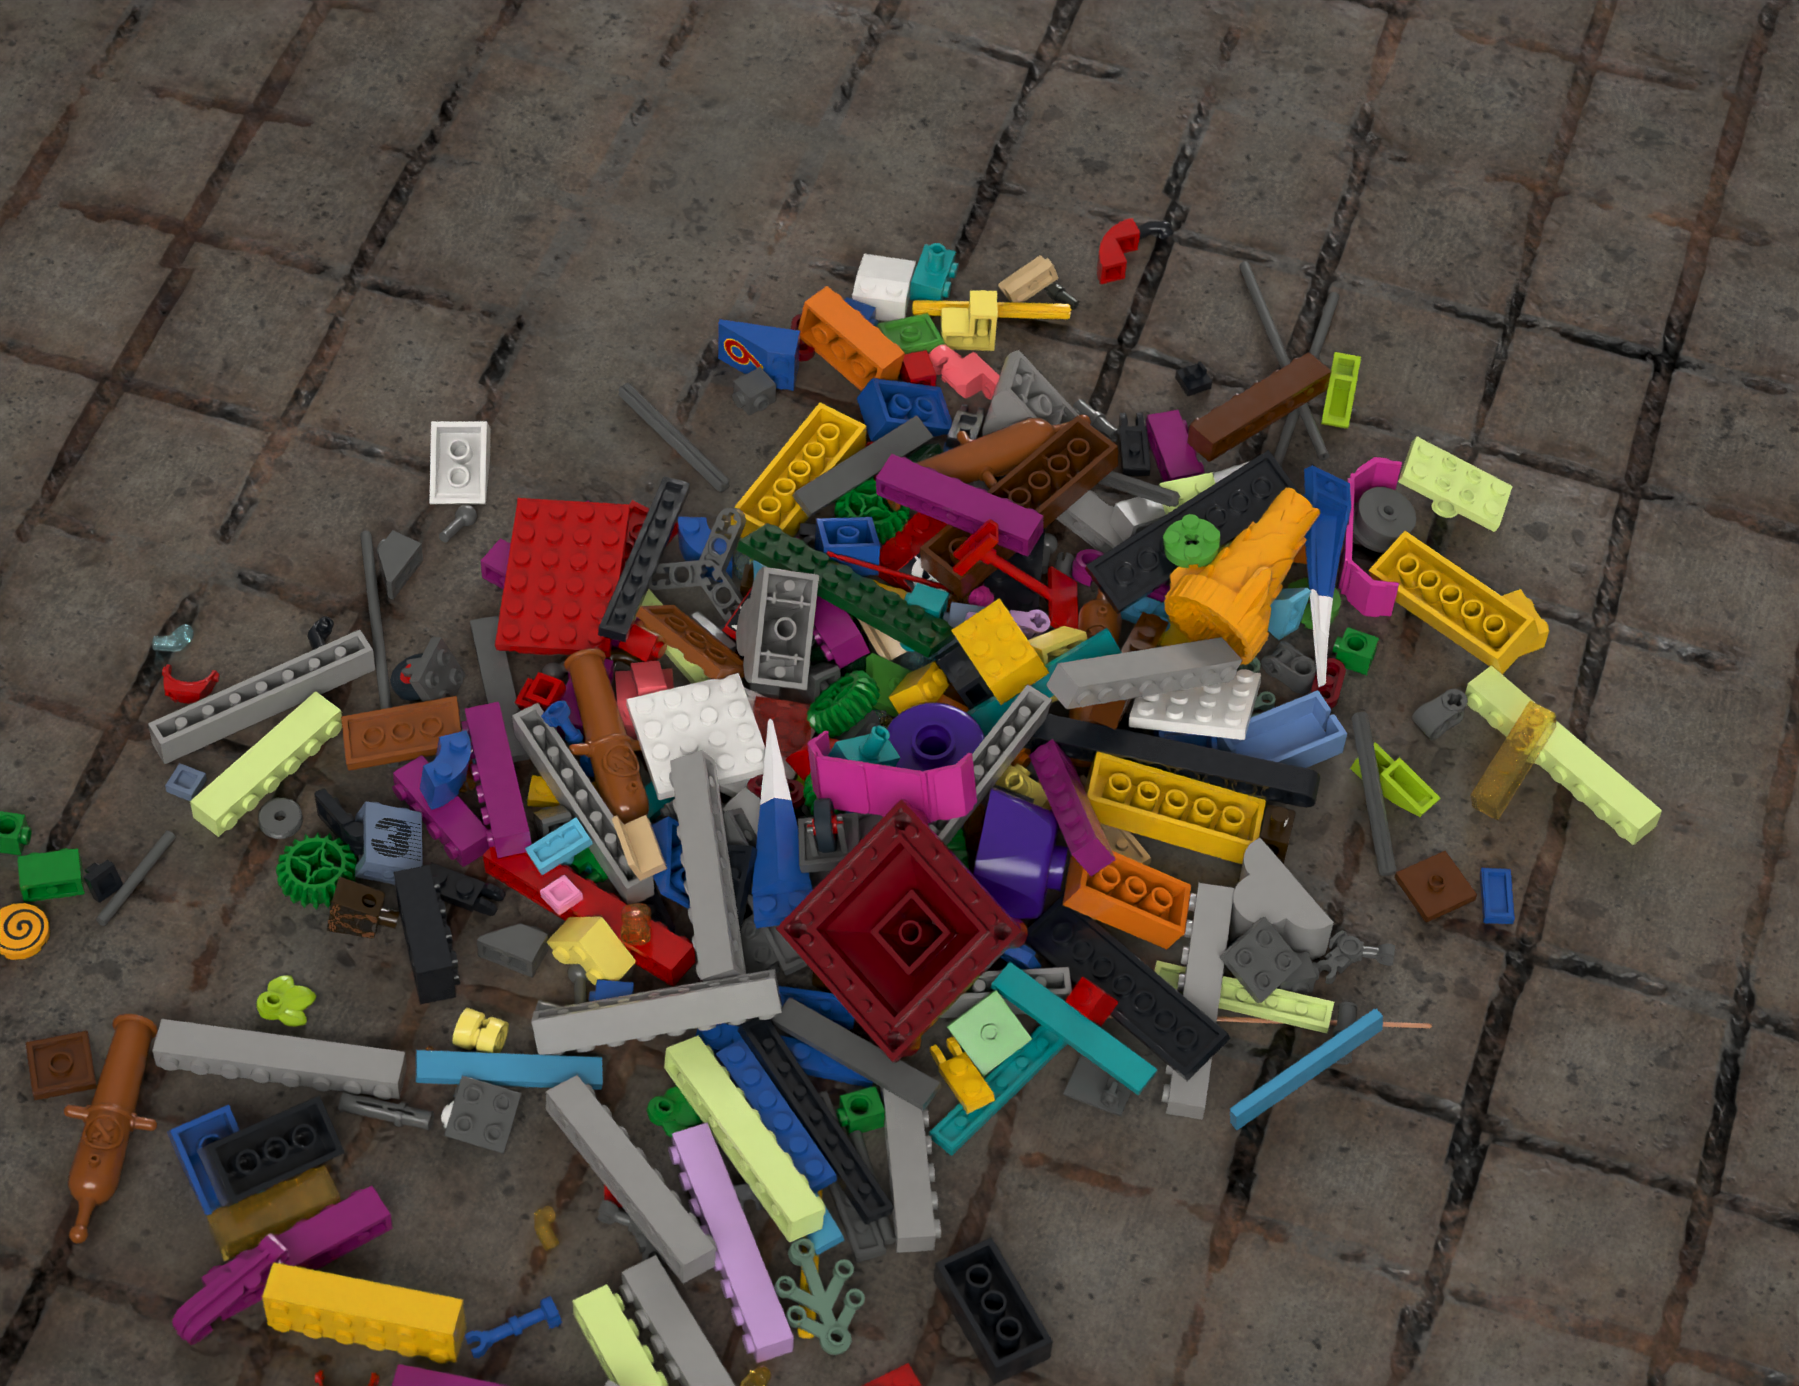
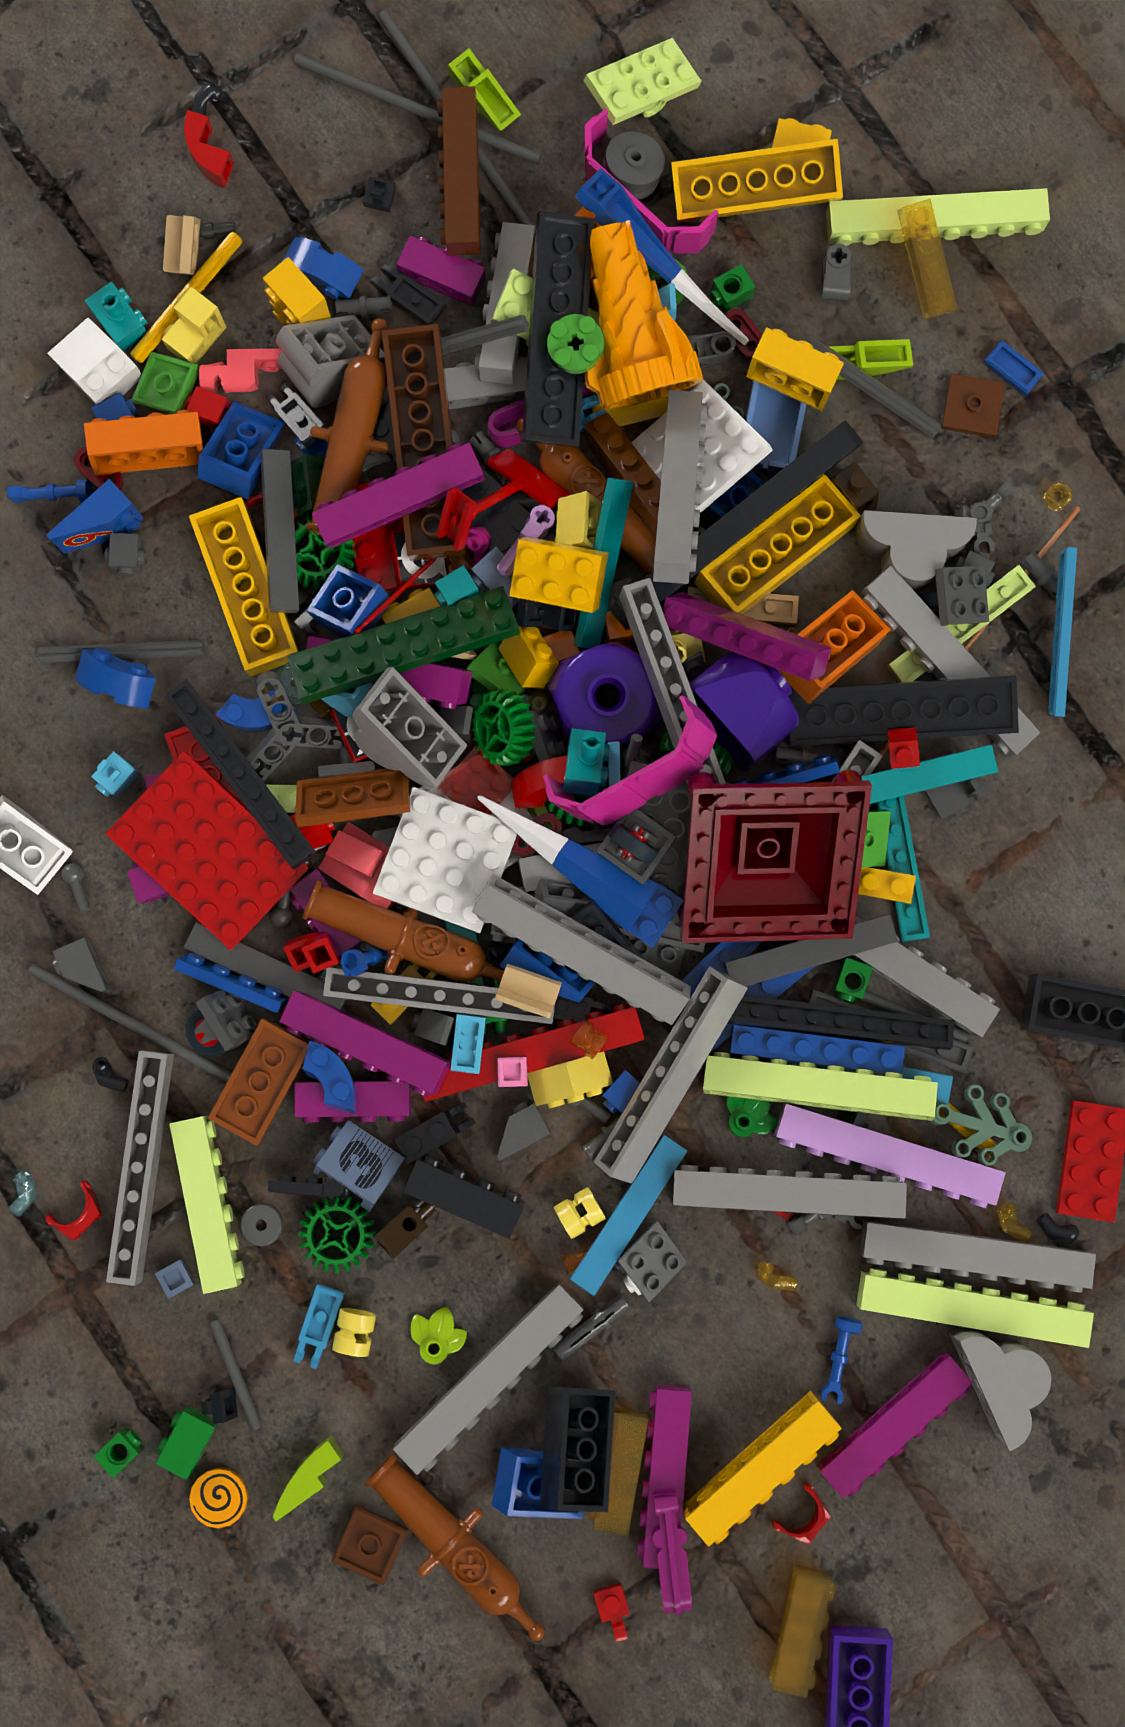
camera: 50 degrees left, 30 degrees up
(86, 980) = (309, 1476): none -> lime slope
(142, 1291) = (612, 1607): none -> red plate
(225, 908) = (319, 1322): none -> dark azure hinge
(251, 928) = (354, 1332): none -> light yellow wheel
(467, 657) = (222, 978): none -> blue plate
(570, 484) = (114, 775): none -> medium azure brick
(649, 439) = (126, 681): none -> blue brick
(741, 303) = (81, 490): none -> blue piece
(1054, 353) = (294, 295): none -> yellow brick
(1098, 378) = (328, 271): none -> blue brick
(1323, 708) = (794, 368): none -> yellow brick
(1419, 1007) = (1066, 494): none -> clear yellow bush

